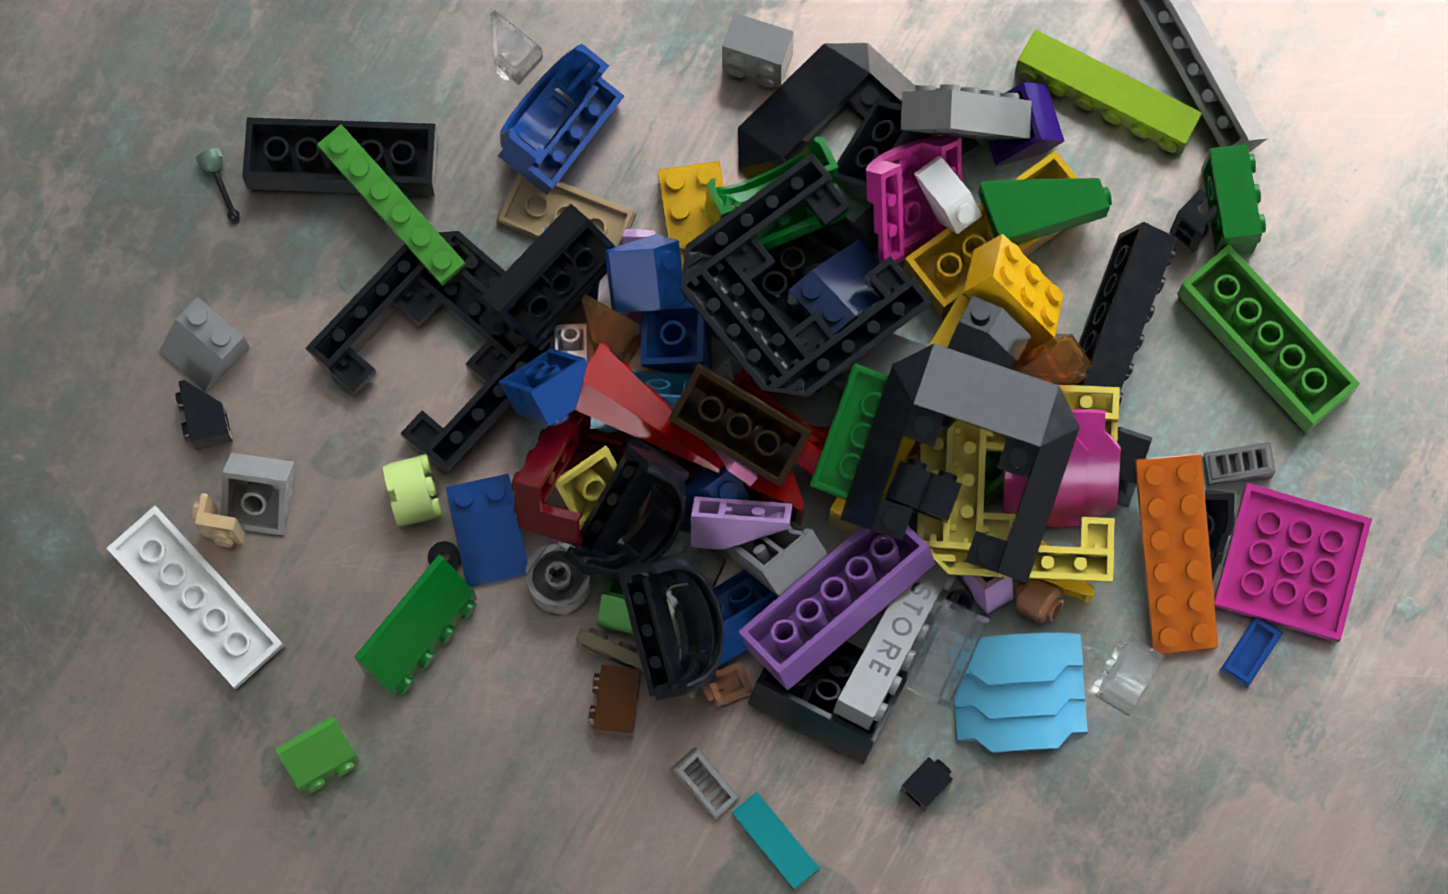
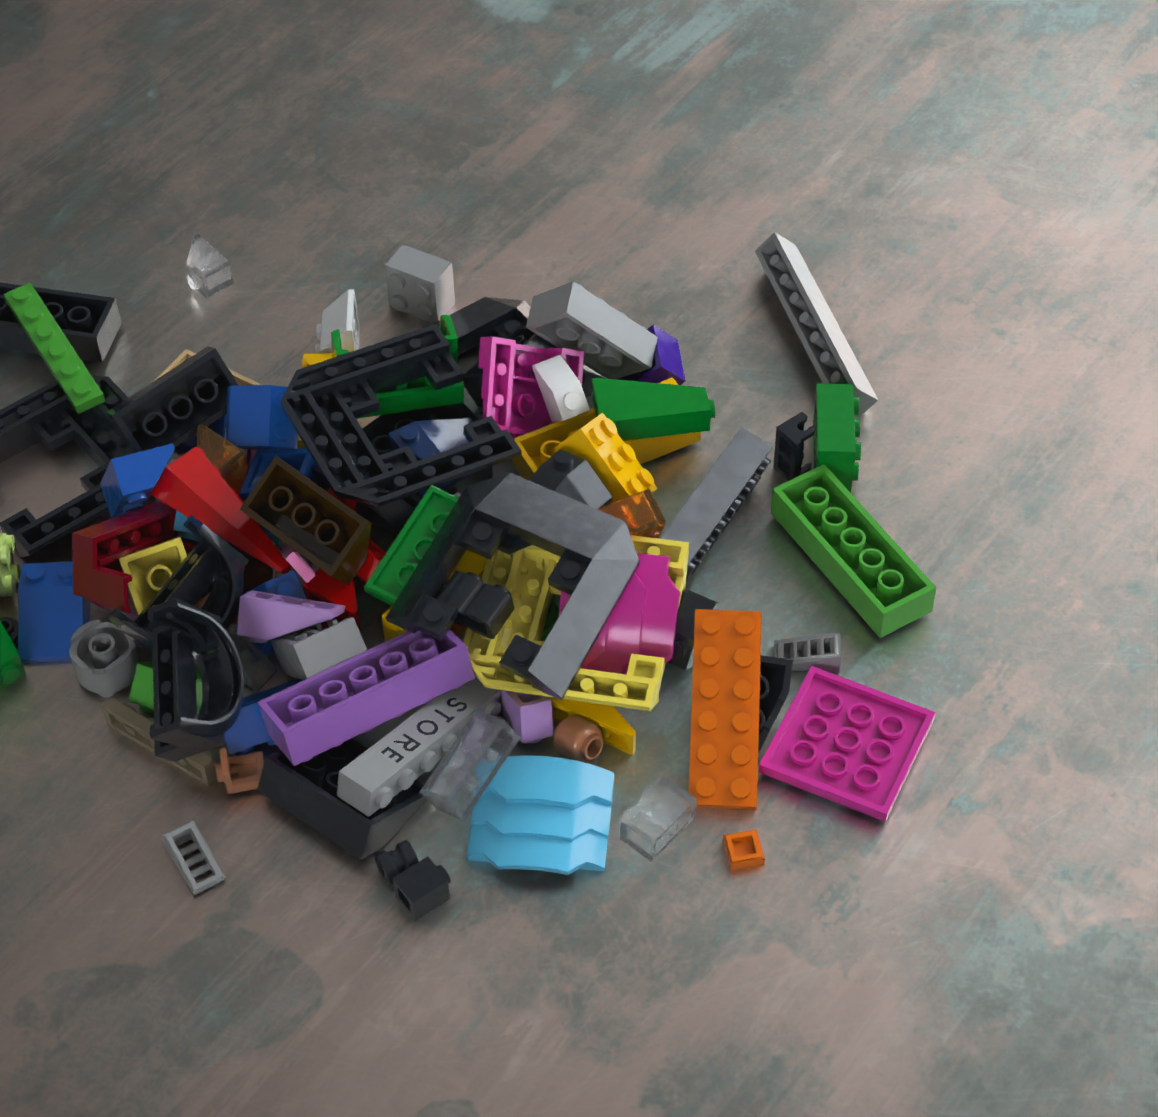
camera: 10 degrees right, 25 degrees down
(545, 110) = (220, 318): blue piece -> none
(616, 701) = (126, 771): reddish brown brick -> none
(684, 129) = (343, 316): none -> white slope
(775, 840) = (250, 923): teal tile -> none
(896, 762) = (395, 861): none -> black wheel
(1107, 92) = (738, 354): lime brick -> none
(1212, 692) = (743, 850): none -> orange tile
(1251, 651) = (792, 818): blue tile -> none

